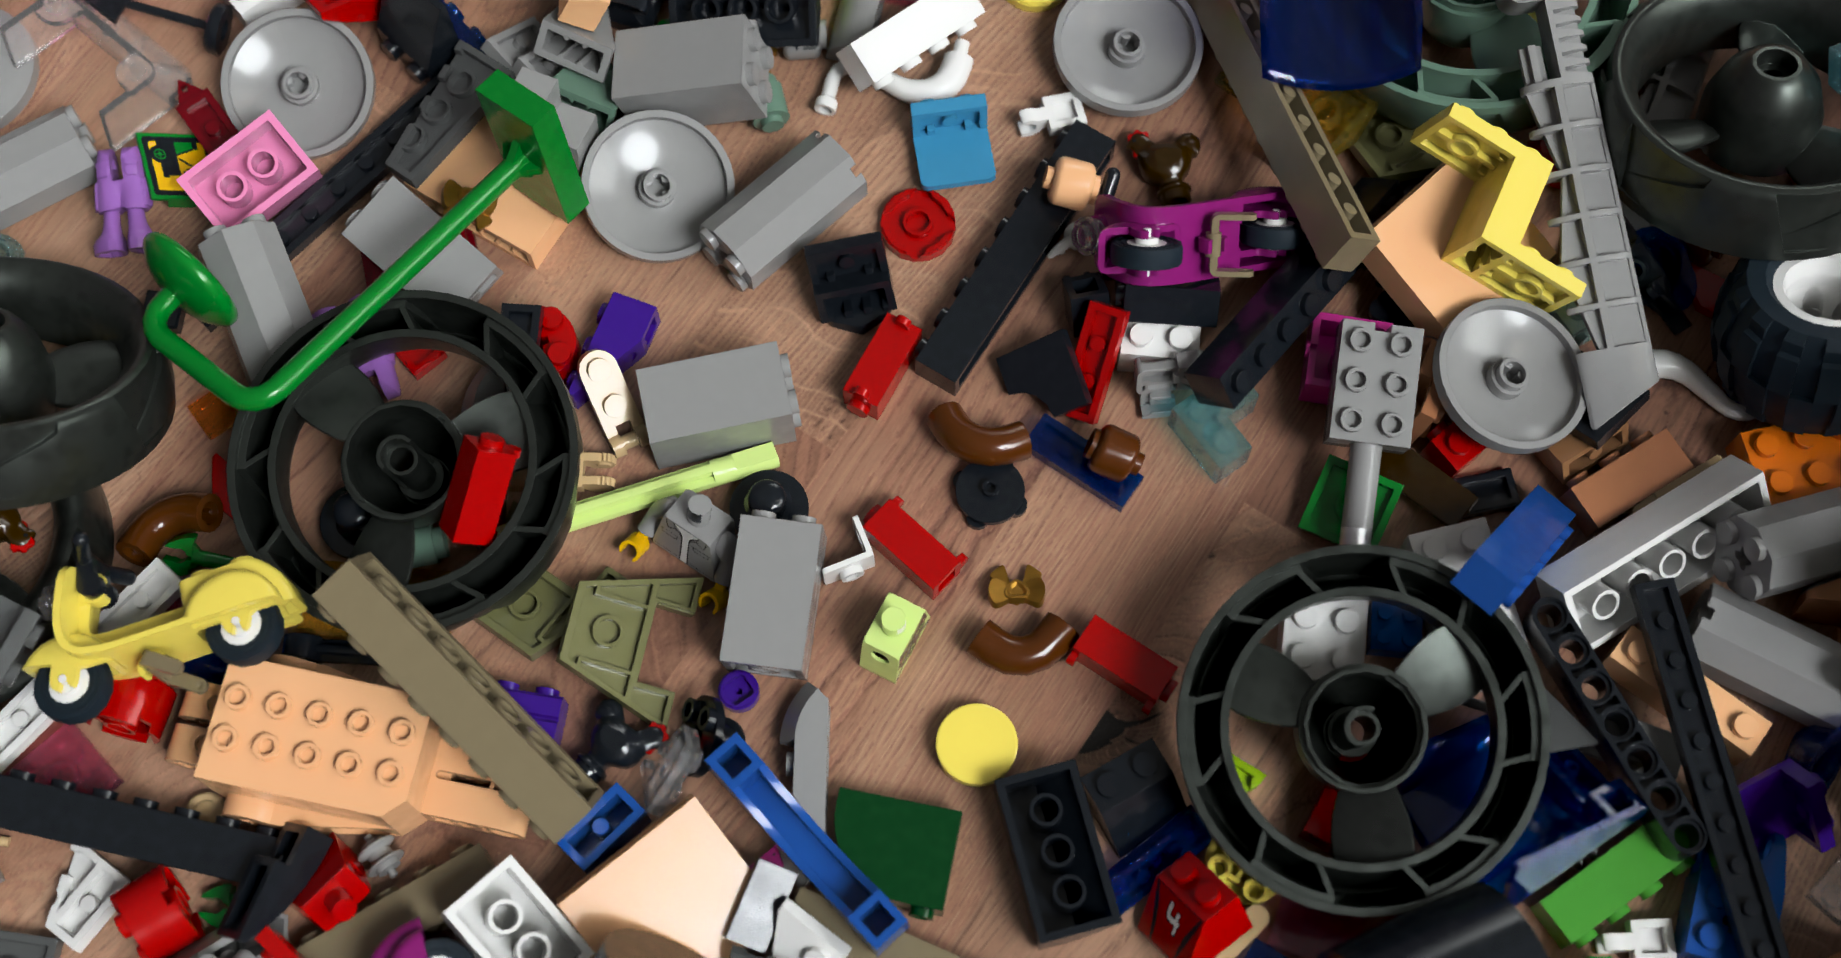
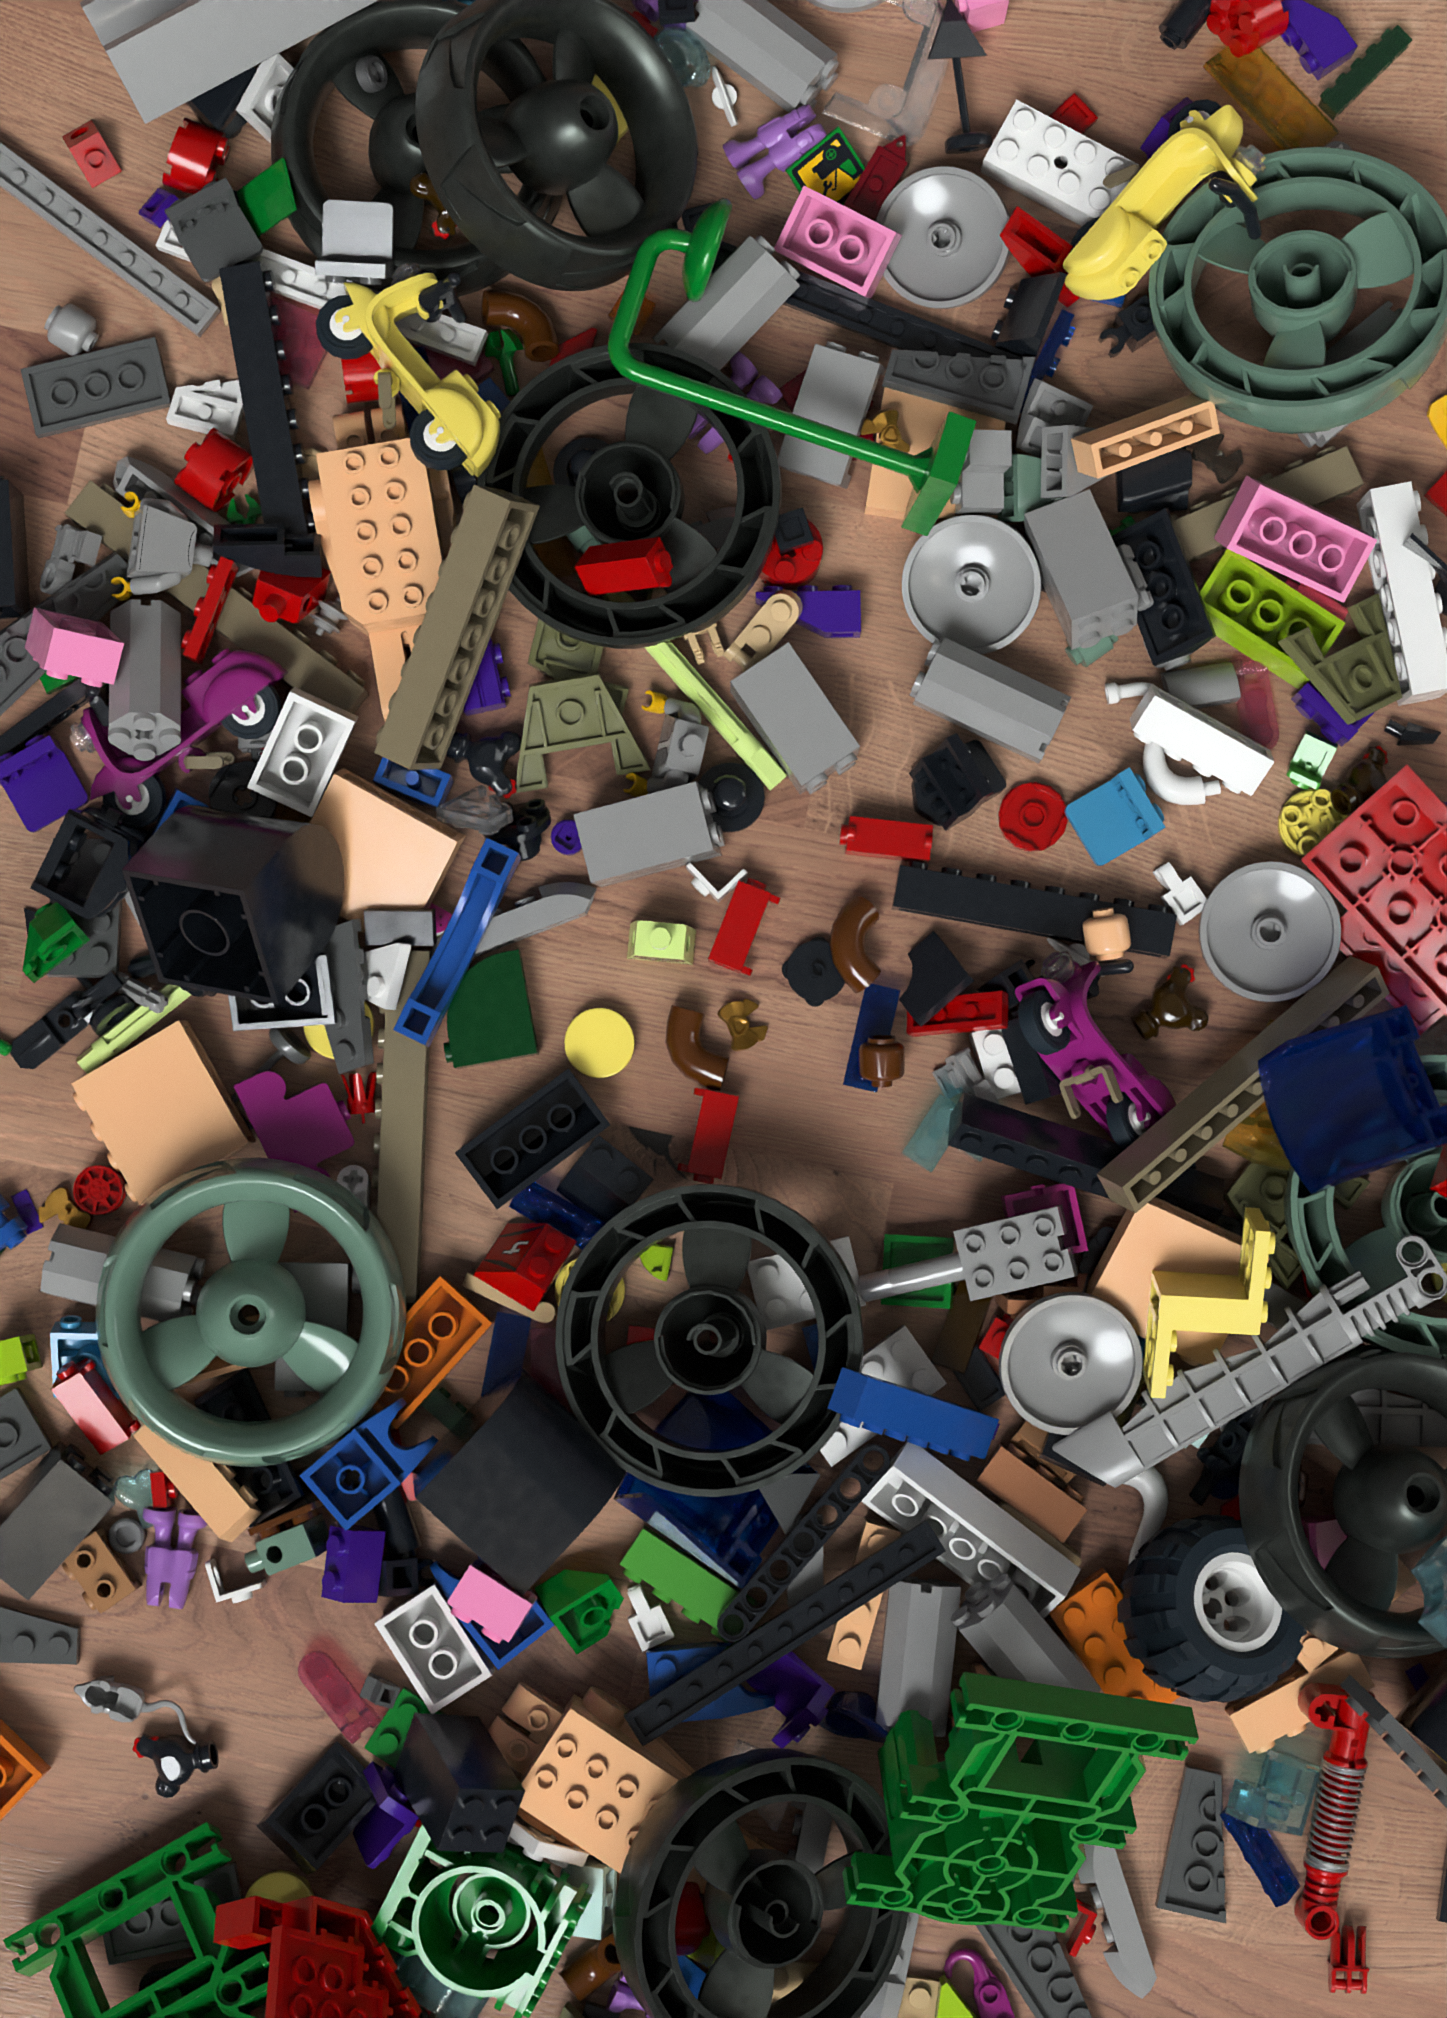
camera: 70 degrees right, 15 degrees up
(48, 240) = (724, 96): none -> white piece

